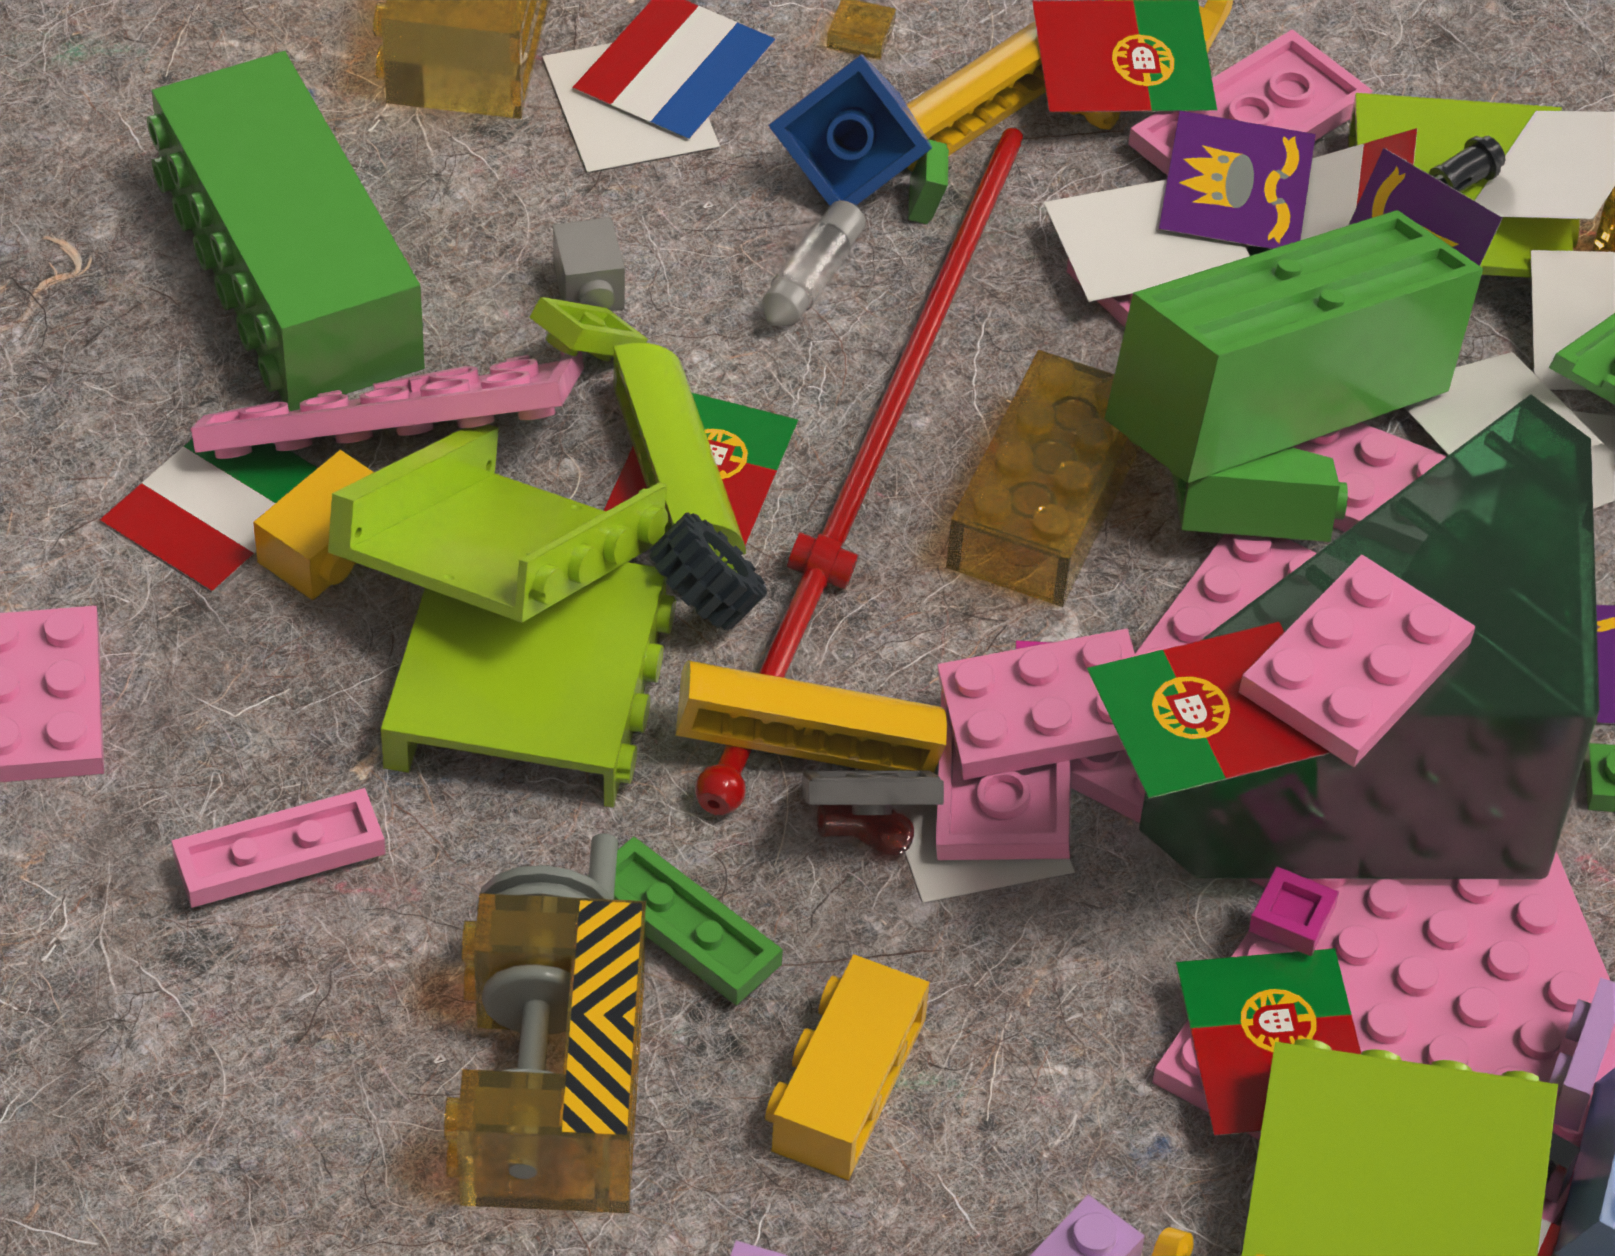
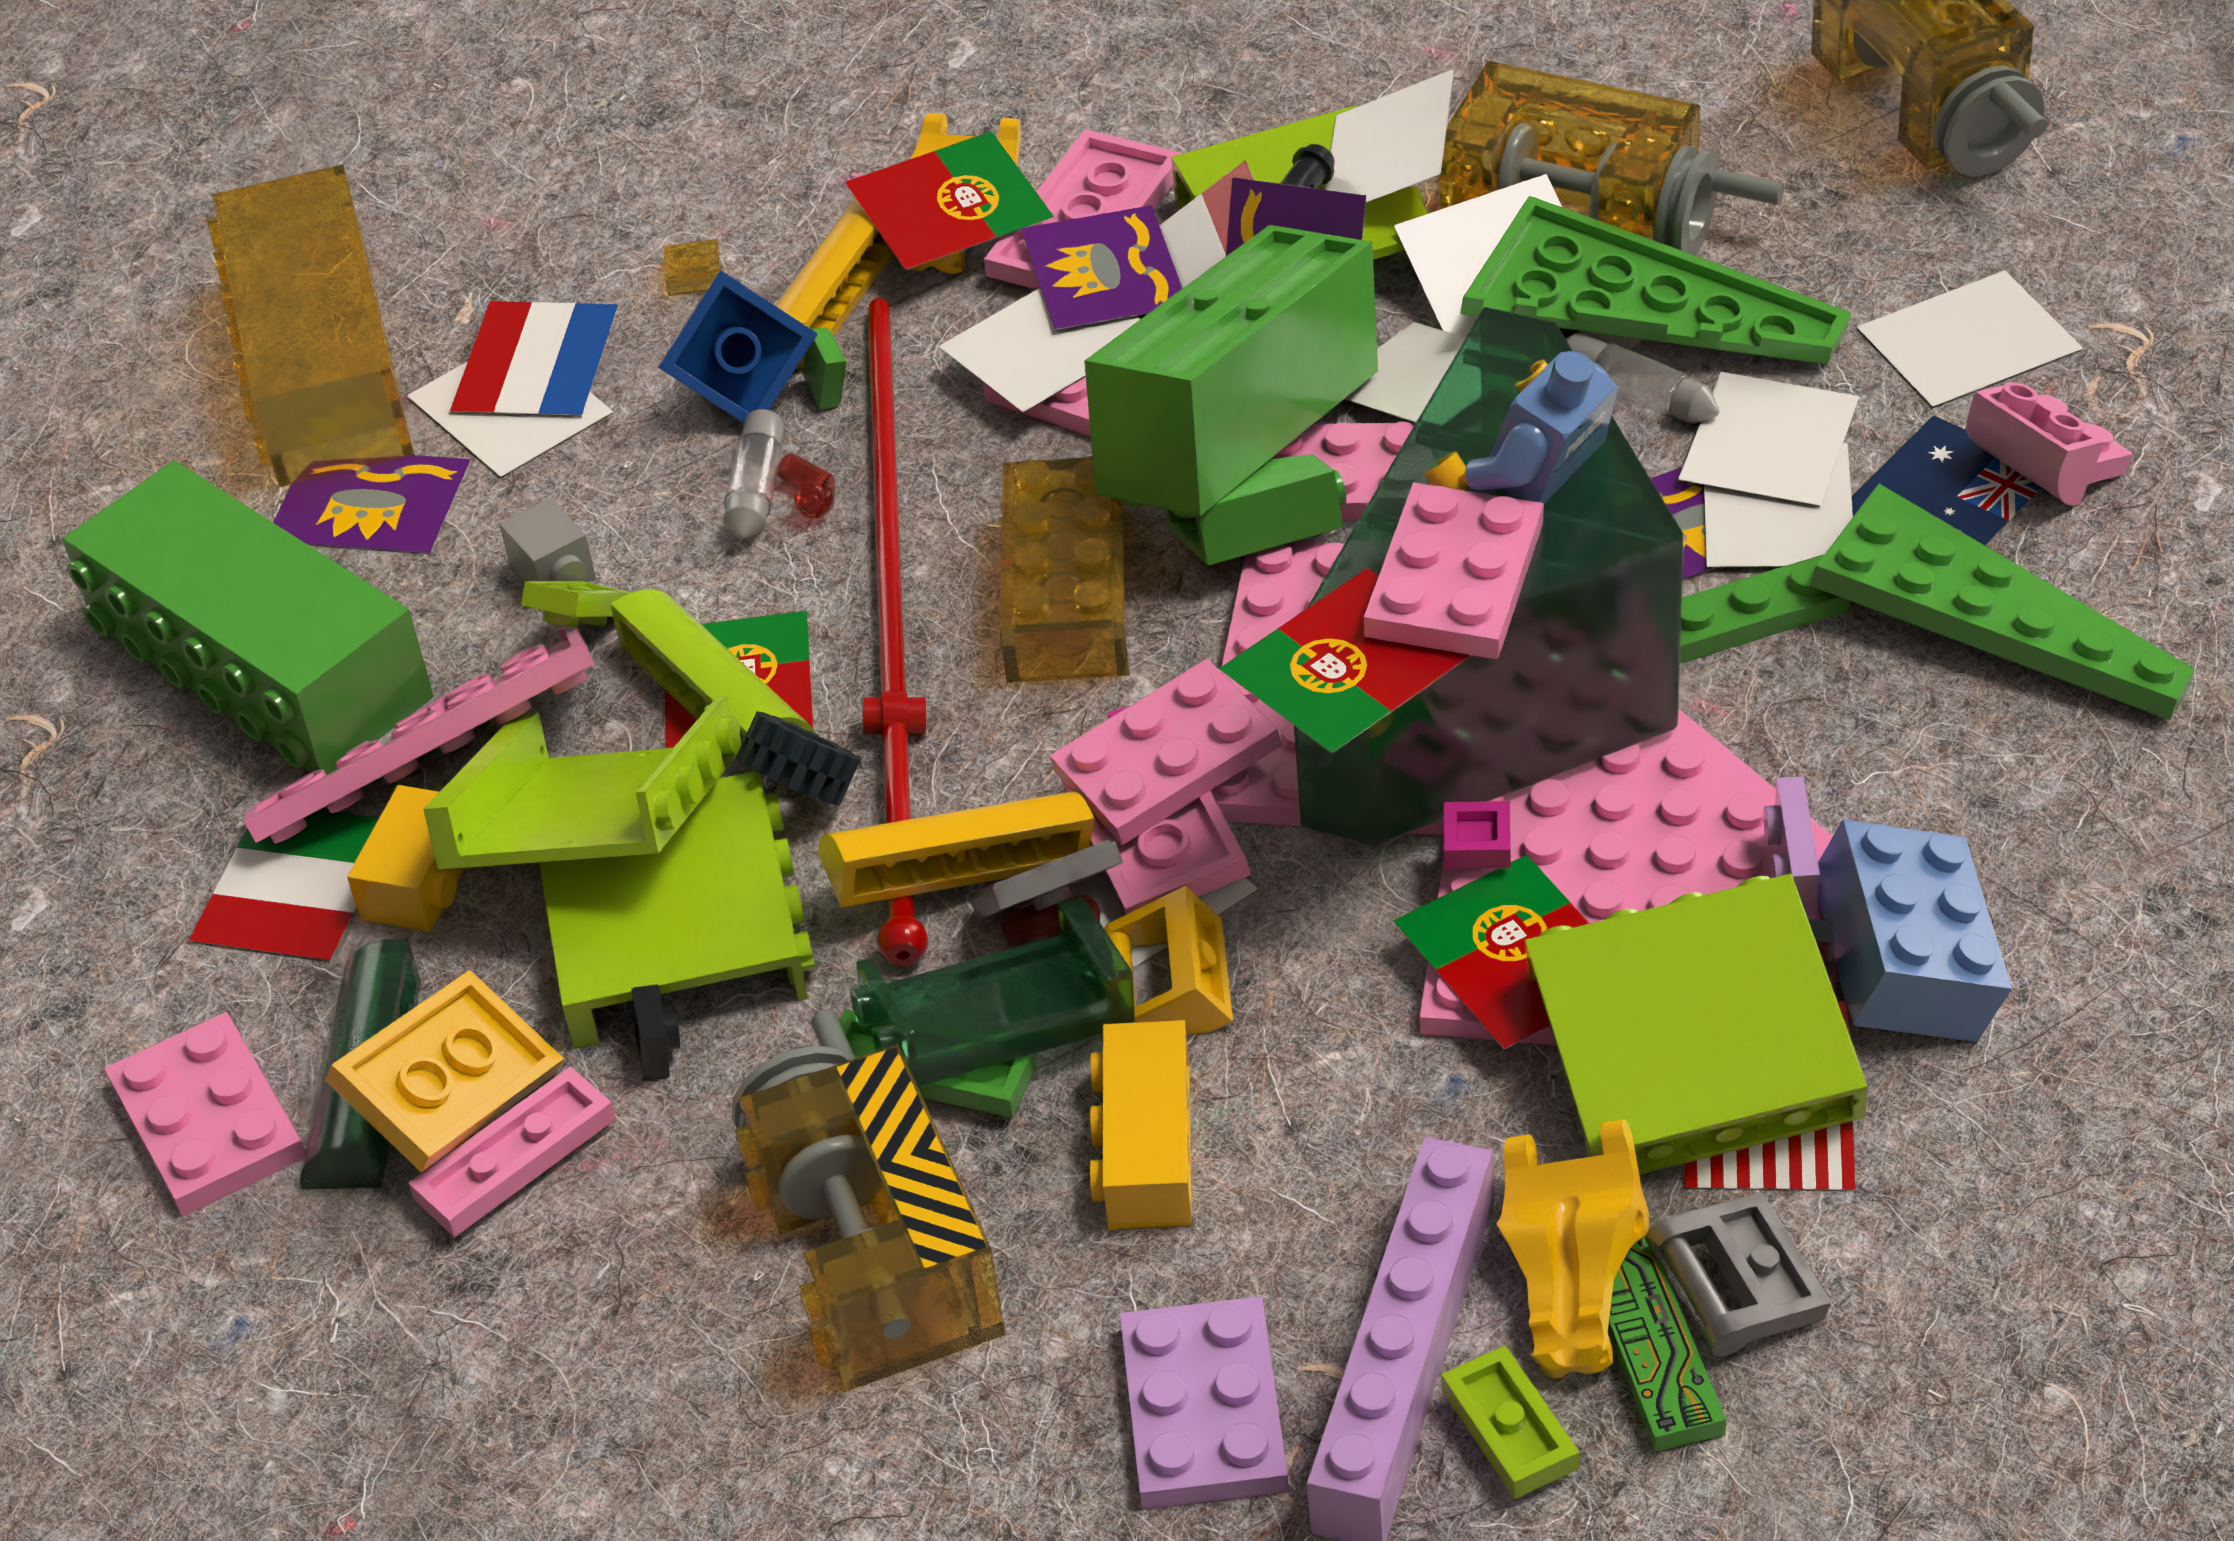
camera: 15 degrees left, 5 degrees down
(188, 711) = (374, 991): none -> clear green brick
(249, 747) = (444, 1070): none -> yellow plate
(455, 785) = (654, 1032): none -> black plate
(460, 155) = (375, 506): none -> dark purple sticker
(769, 891) = (1001, 1001): none -> clear green panel
(864, 295) = (814, 484): none -> clear red arm
(972, 929) = (1196, 960): none -> yellow tile
(1504, 555) = (1545, 434): none -> medium blue torso

